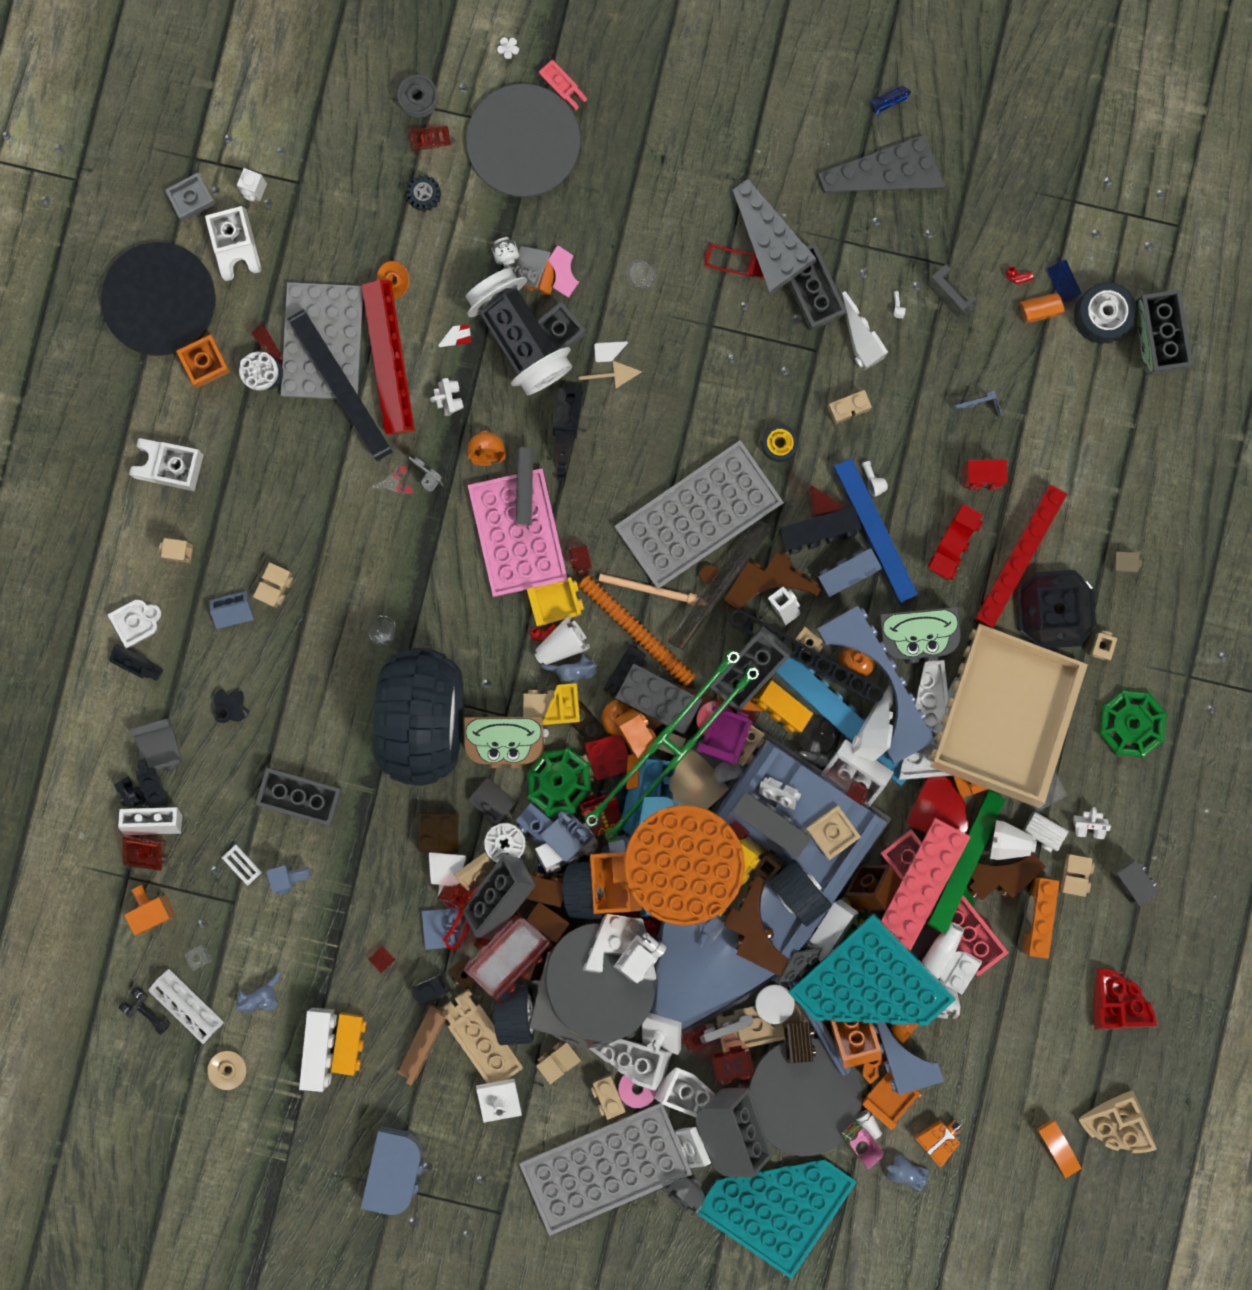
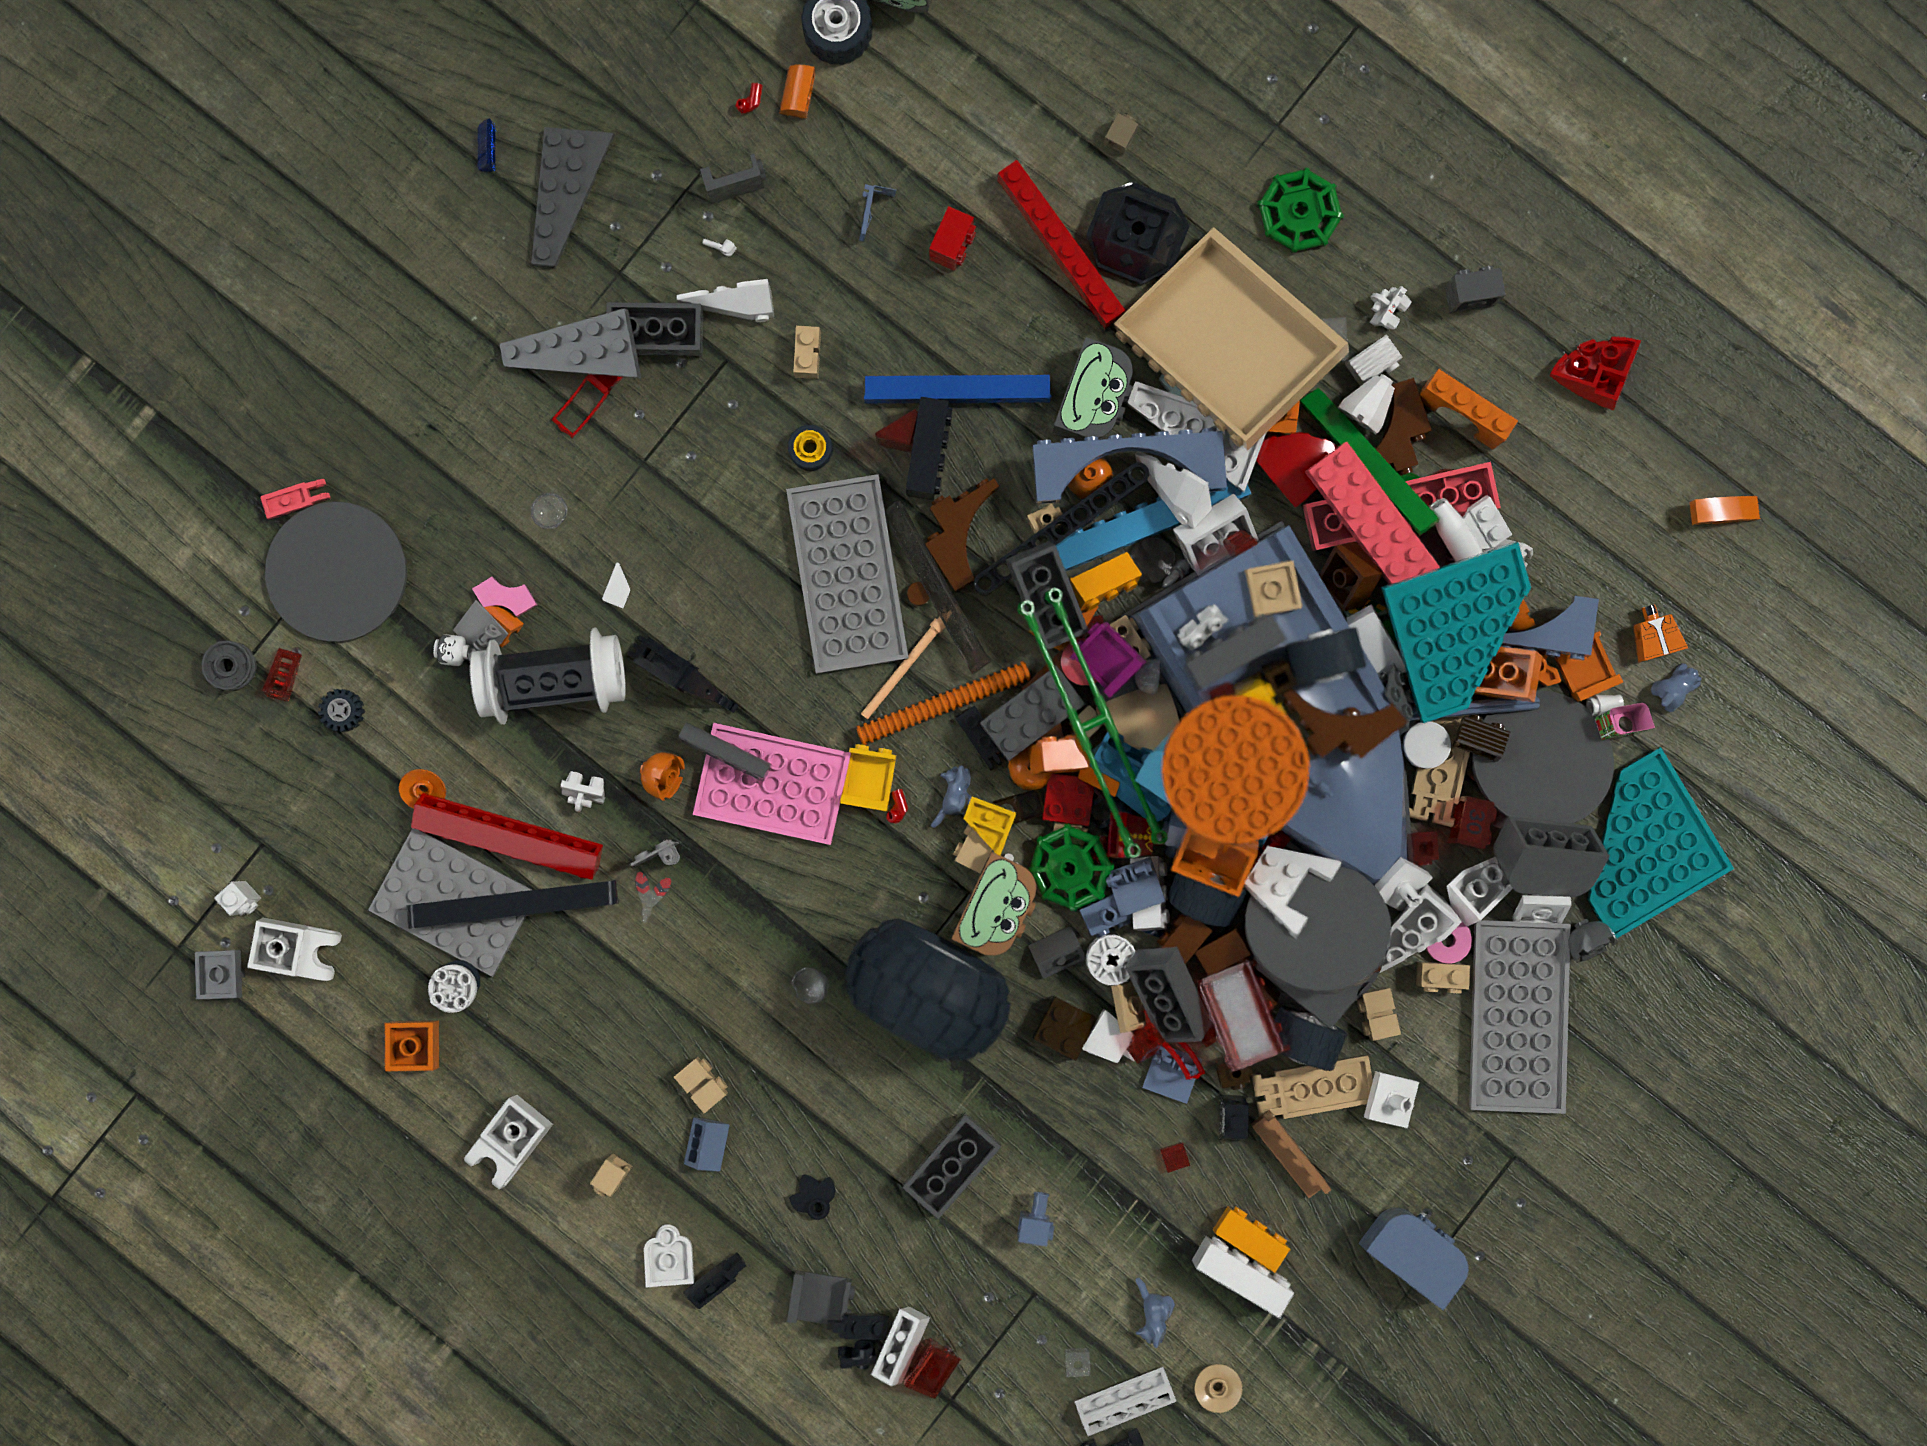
camera: 65 degrees left, 0 degrees up
(149, 912) = (1002, 1395): orange brick -> none
(158, 298) = (316, 1063): black tile -> none
(245, 868) = (1012, 1250): white tile -> none
(264, 338) = (418, 965): clear red slope -> none
(457, 336) = (519, 748): white sticker -> none
(508, 47) = (223, 539): white plant -> none
(561, 327) = (566, 626): dark grey brick -> none
(562, 643) = (918, 792): white cone -> none
(580, 559) = (835, 727): clear red brick -> none
(621, 374) = (651, 586): tan piece -> none
(639, 957) = (1310, 868): white hinge -> none
(728, 1028) = (1430, 808): light grey hinge -> none
(785, 605) = (993, 526): white brick -> none
(848, 572) = (989, 439): sand blue wedge -> none
(875, 485) = (907, 364): white bar -> none
(954, 542) = (1010, 307): red brick -> none
(1064, 281) = (780, 52): clear blue slope -> none
(1076, 875) = (1436, 349): tan piece -> none
(1107, 652) = (1209, 199): tan brick -> none
(1120, 1124) = (1729, 431): tan brick -> none

